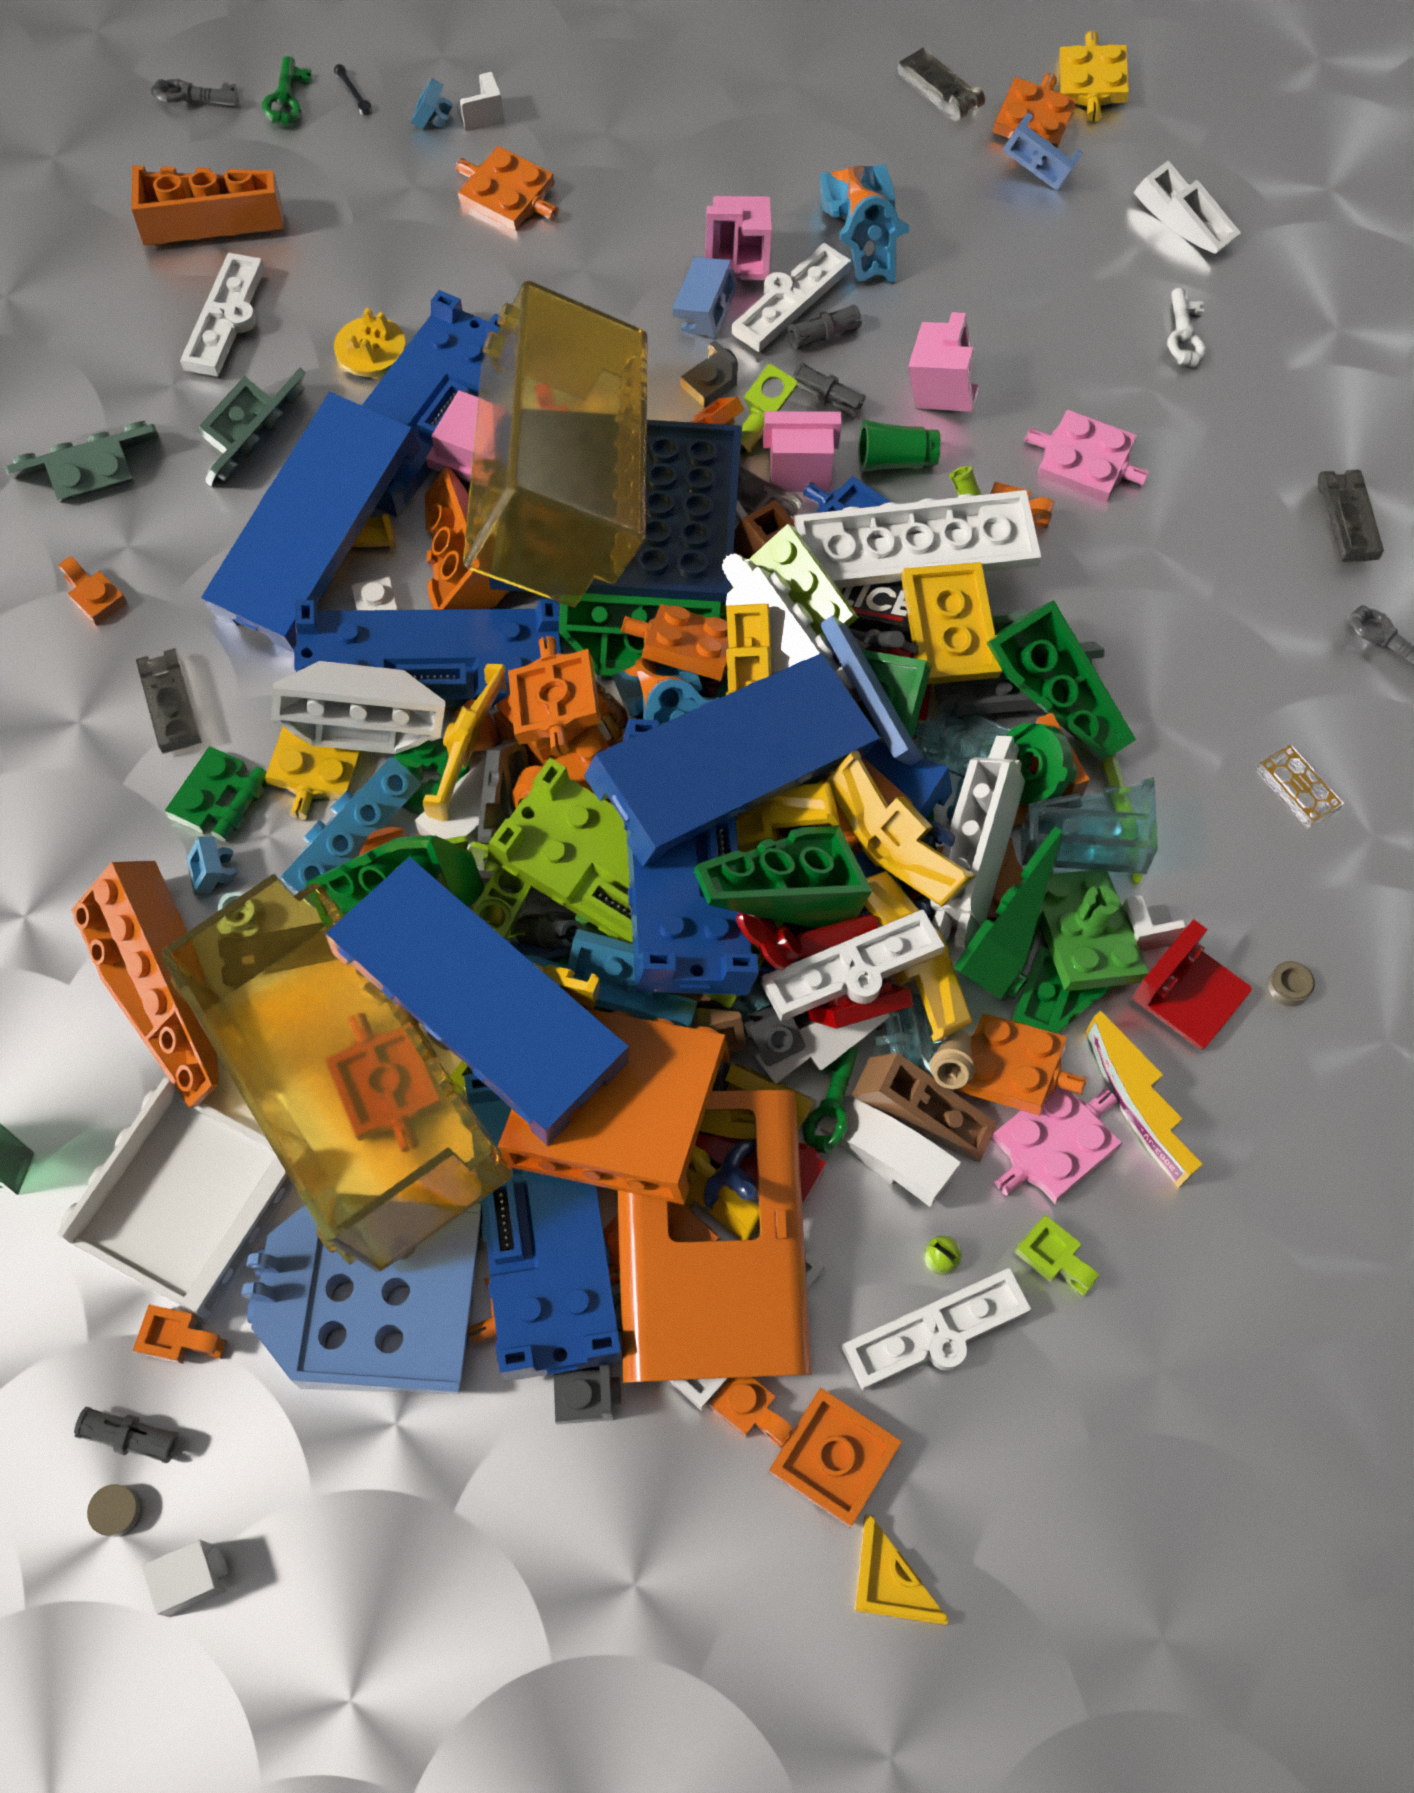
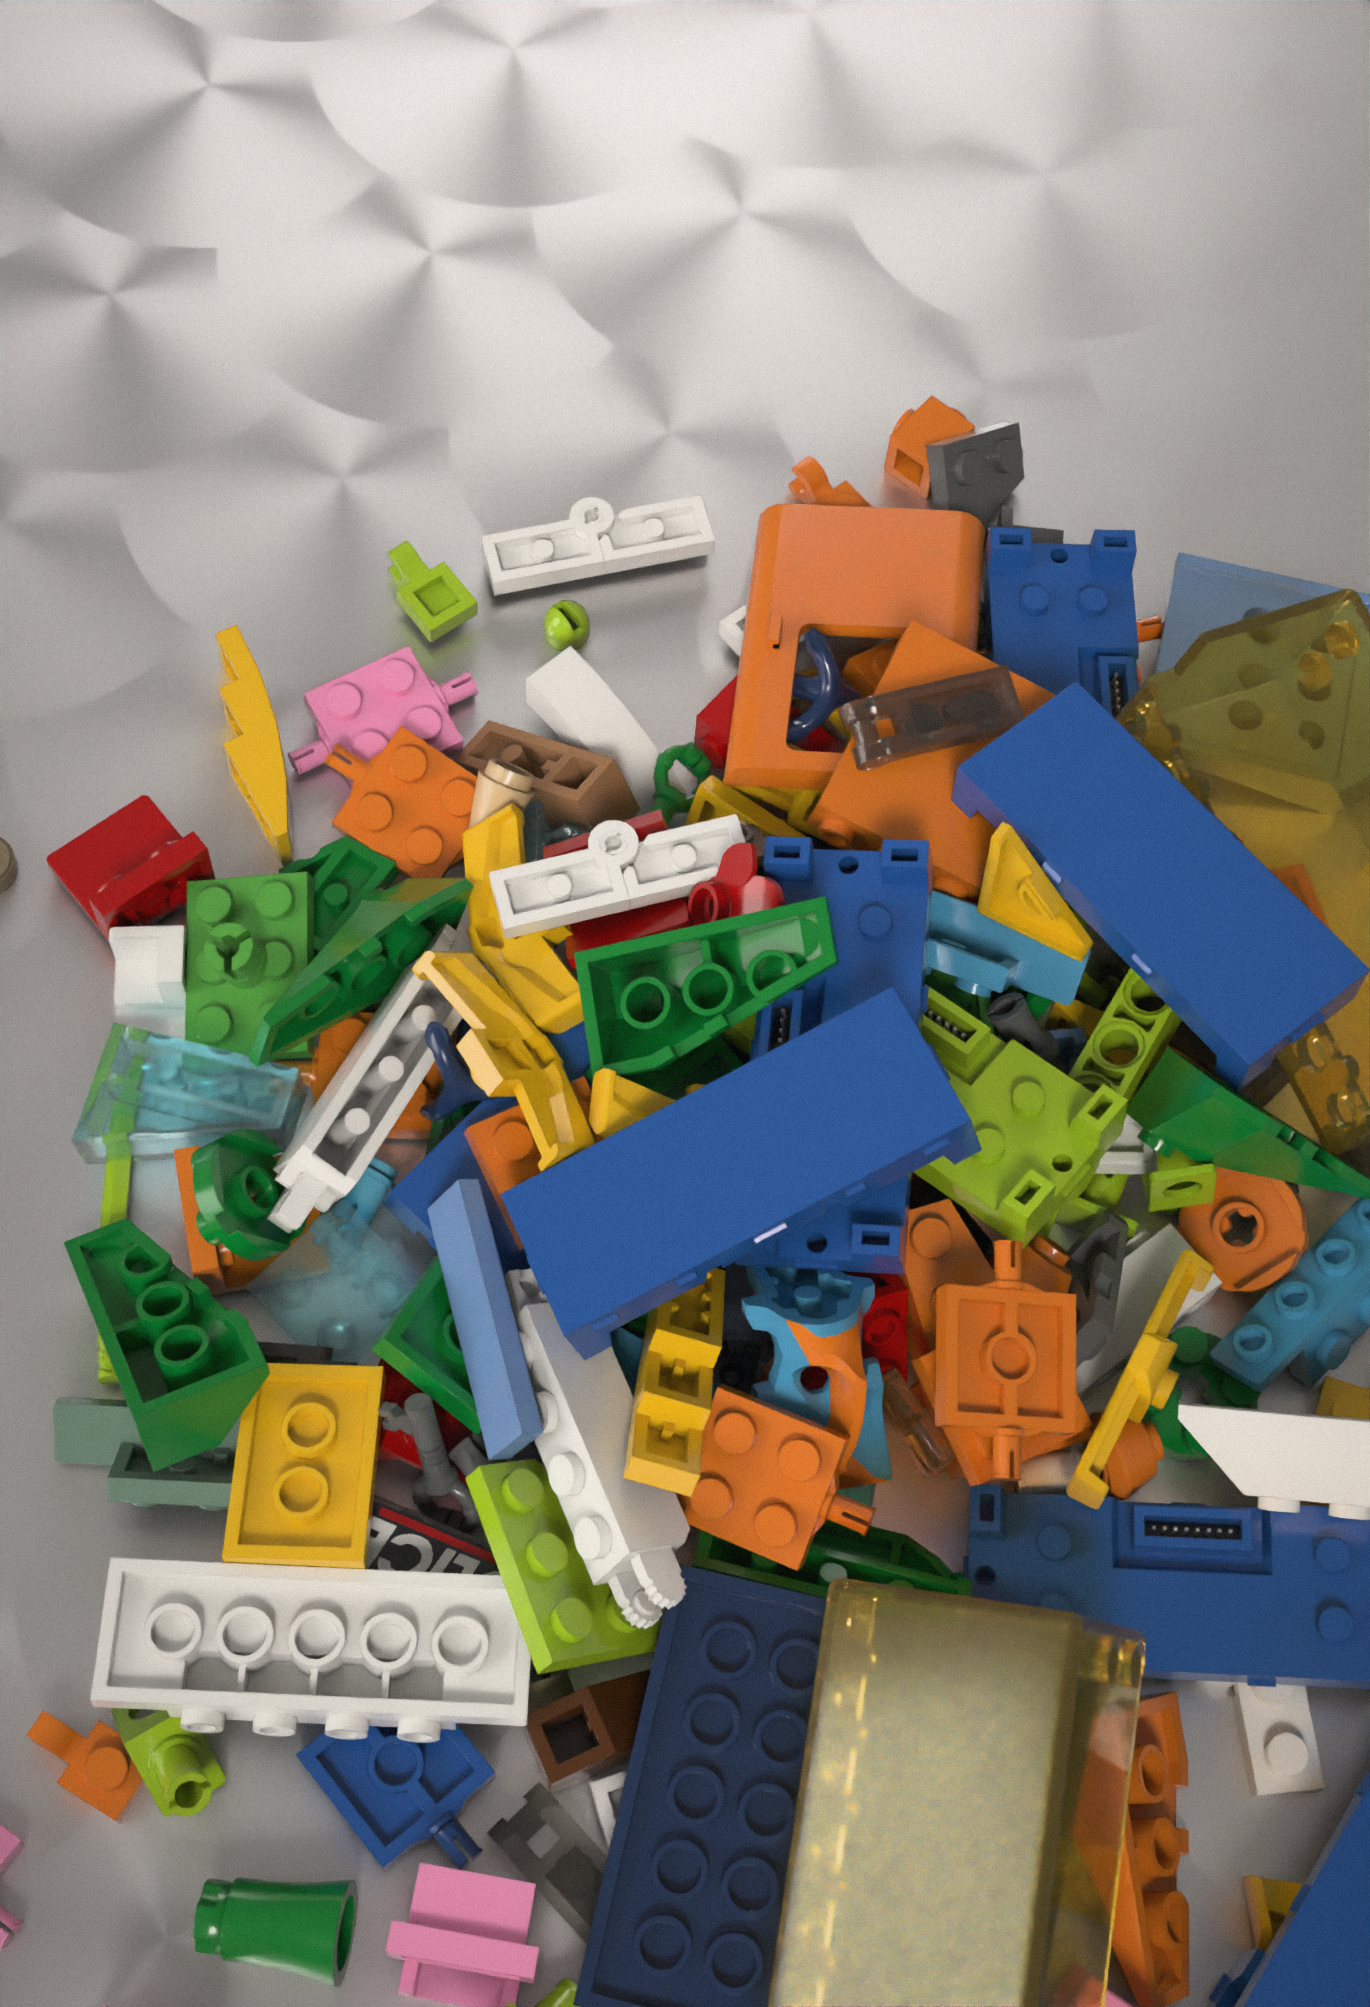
camera: 175 degrees left, 0 degrees up
(637, 1451) = (976, 469): none -> dark grey wing
(650, 1101) = (932, 716): none -> clear smoke plate
(679, 1485) = (913, 431): none -> orange brick
(835, 1457) = (746, 444): orange plate -> none
(889, 1584) = (710, 337): yellow tile -> none

